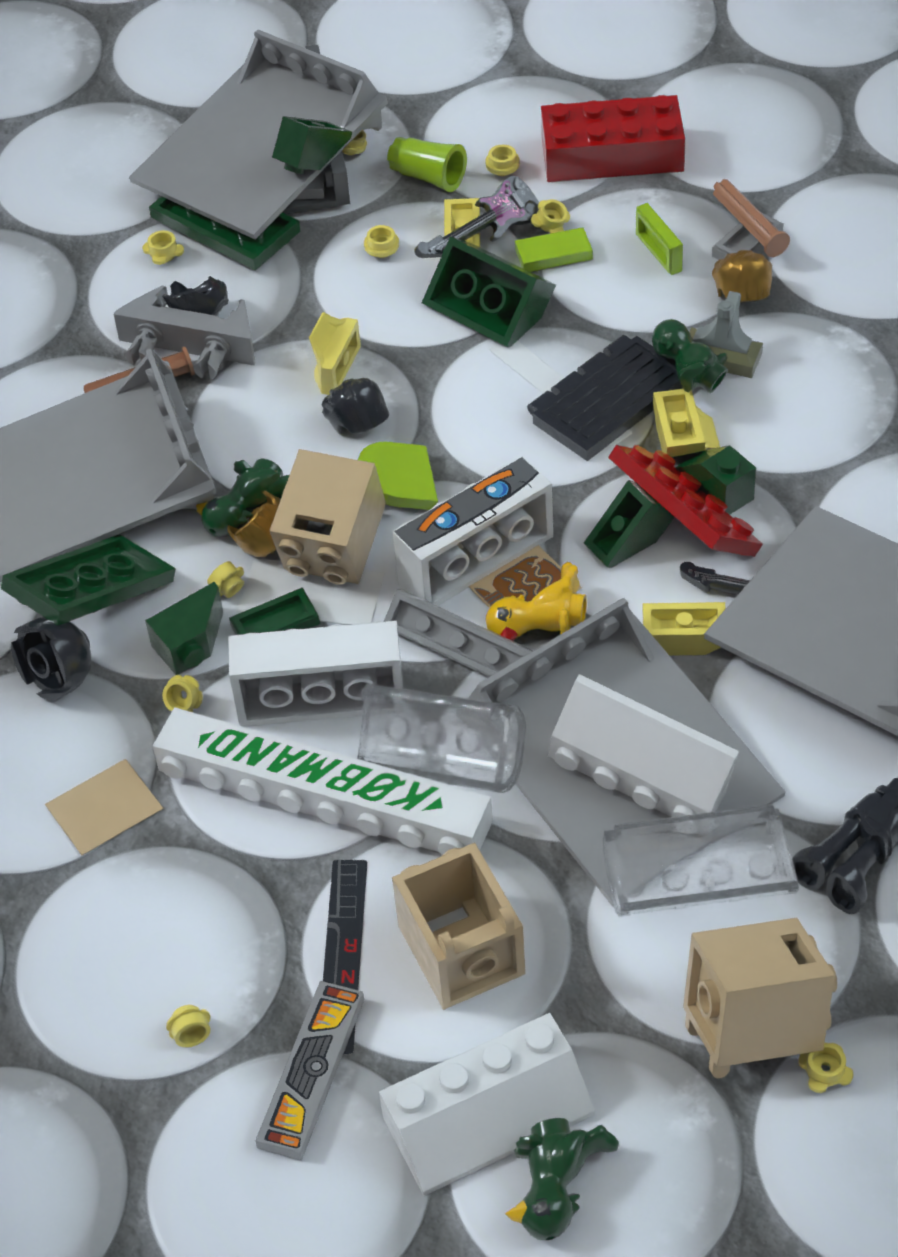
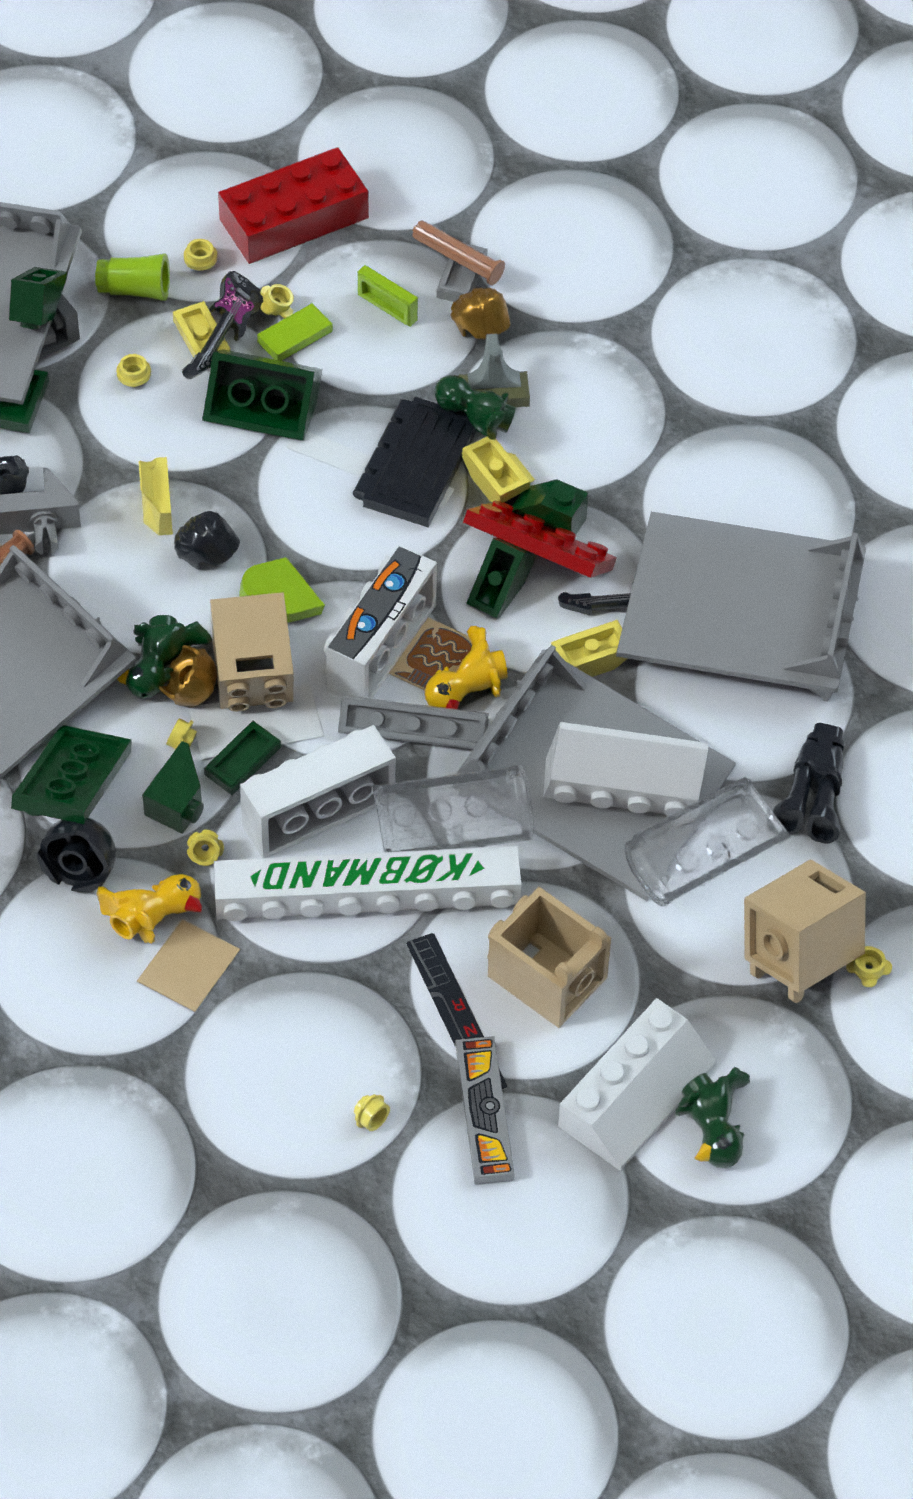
camera: 30 degrees left, 5 degrees up
(84, 733) = (143, 909): none -> yellow animal

